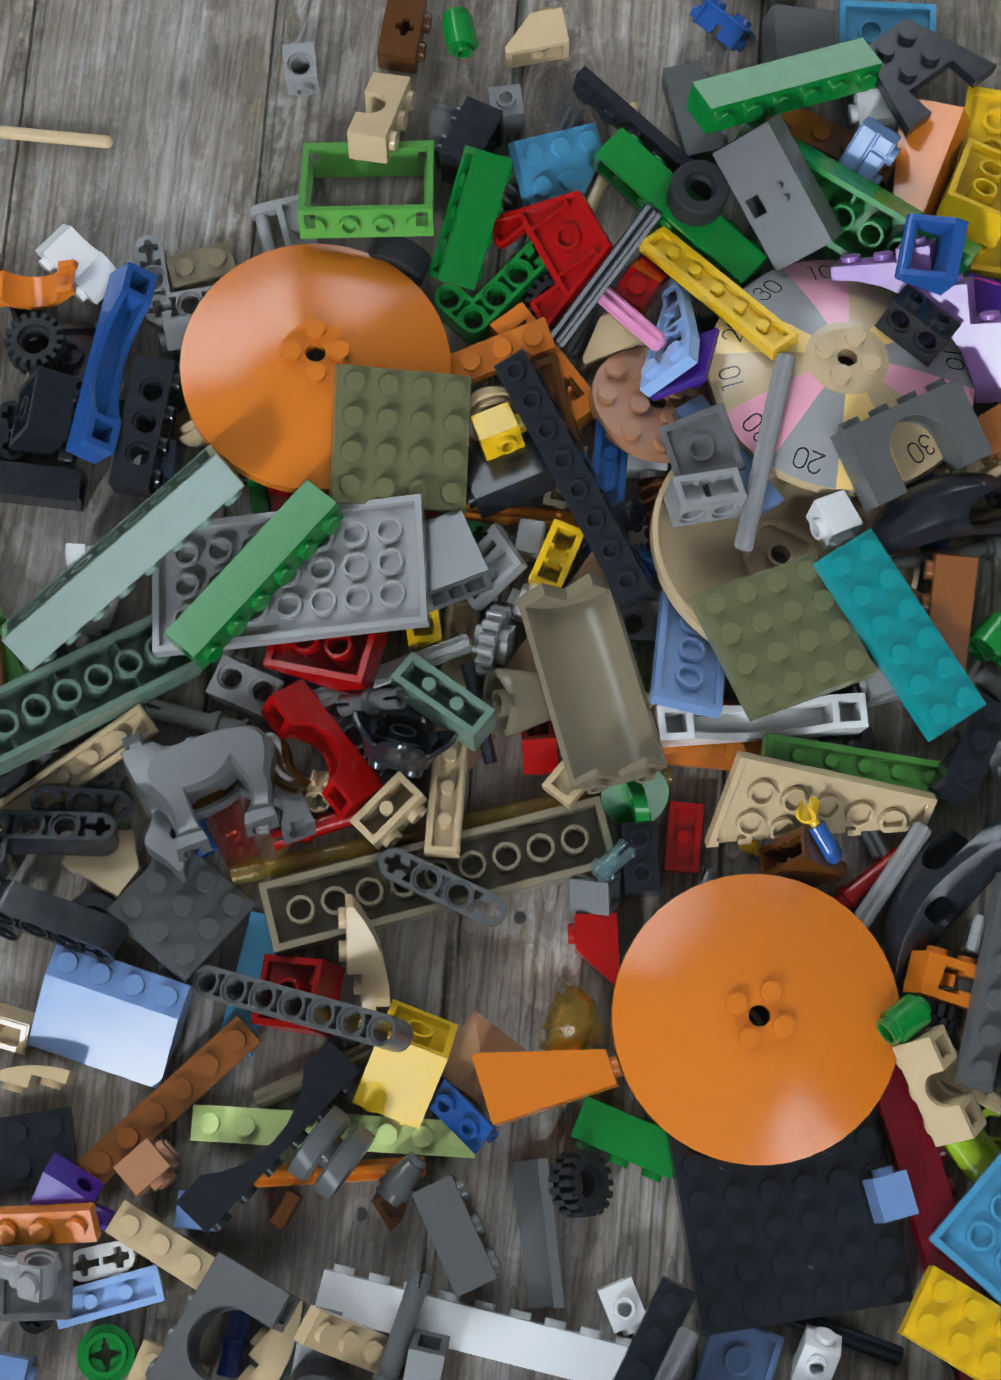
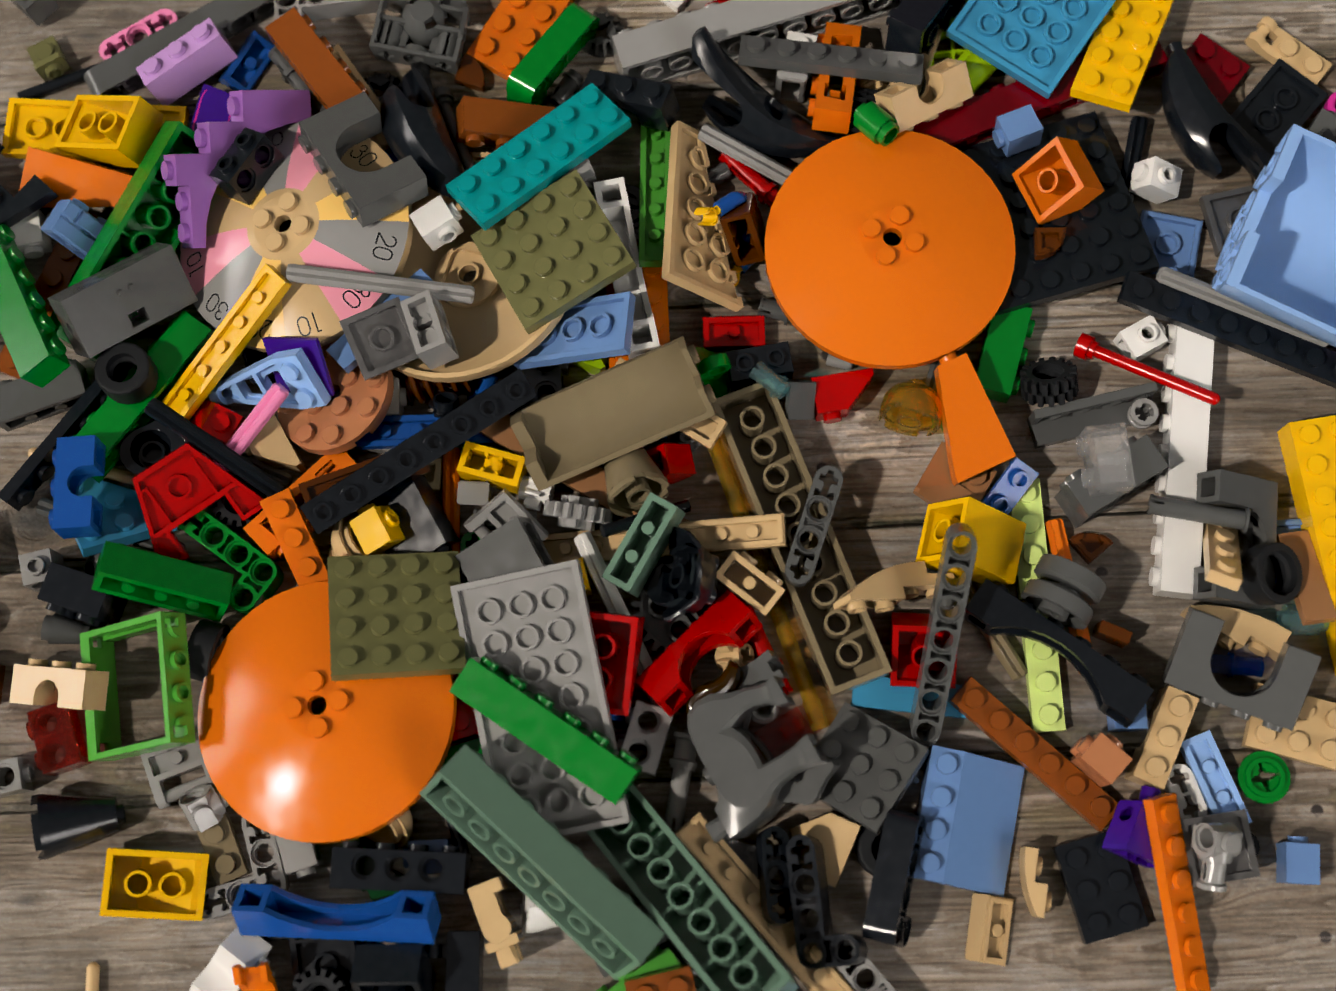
camera: 95 degrees left, 0 degrees up
(80, 517) = (496, 922): none -> tan hips
(174, 197) = (154, 884): none -> yellow slope
(241, 245) = (203, 806): none -> light grey connector
(246, 124) = (72, 821): none -> black cone
(330, 107) = (66, 734): none -> clear red brick
(372, 701) = (651, 610): dark grey pin -> none
(401, 1179) = (1071, 534): dark grey cone -> none
(468, 1220) = (1106, 459): none -> clear brick
(522, 1294) = (1151, 408): none -> light grey bush
(604, 136) = (74, 462): none -> blue arch
(615, 210) = (147, 446): none -> black piece
(620, 1241) = (1089, 348): none -> red piece
(746, 1207) = (1047, 241): none -> reddish brown tile
(820, 1231) = (1057, 180): none -> orange slope
(948, 255) = (180, 138): blue tile -> none

